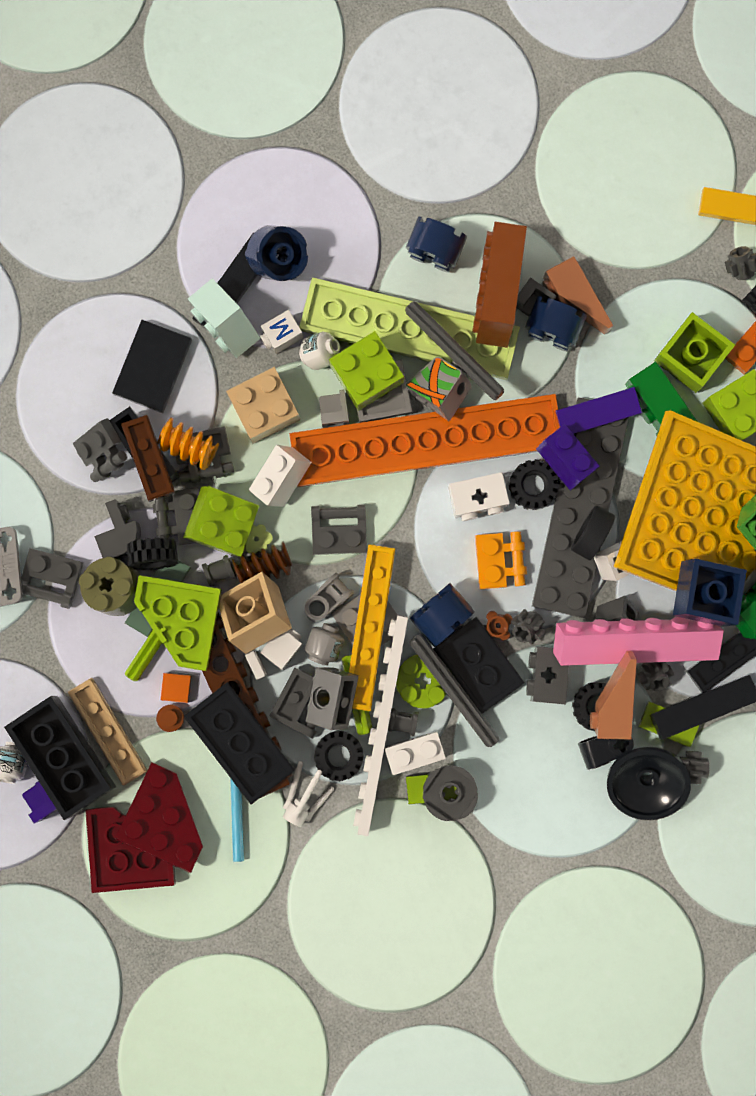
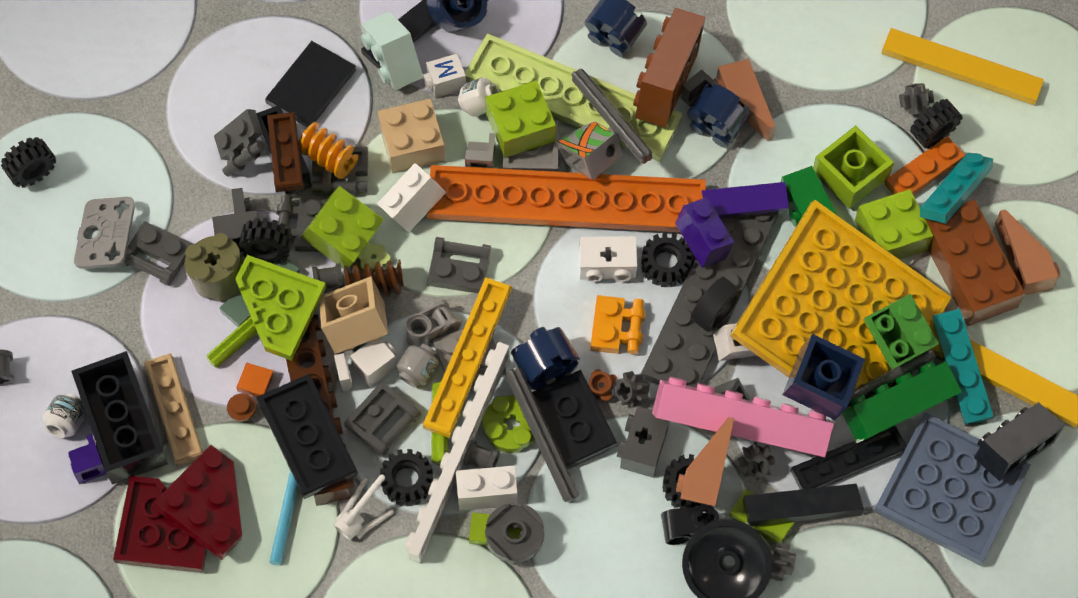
camera: 10 degrees right, 20 degrees down
(331, 698) = (413, 410): dark grey brick -> none

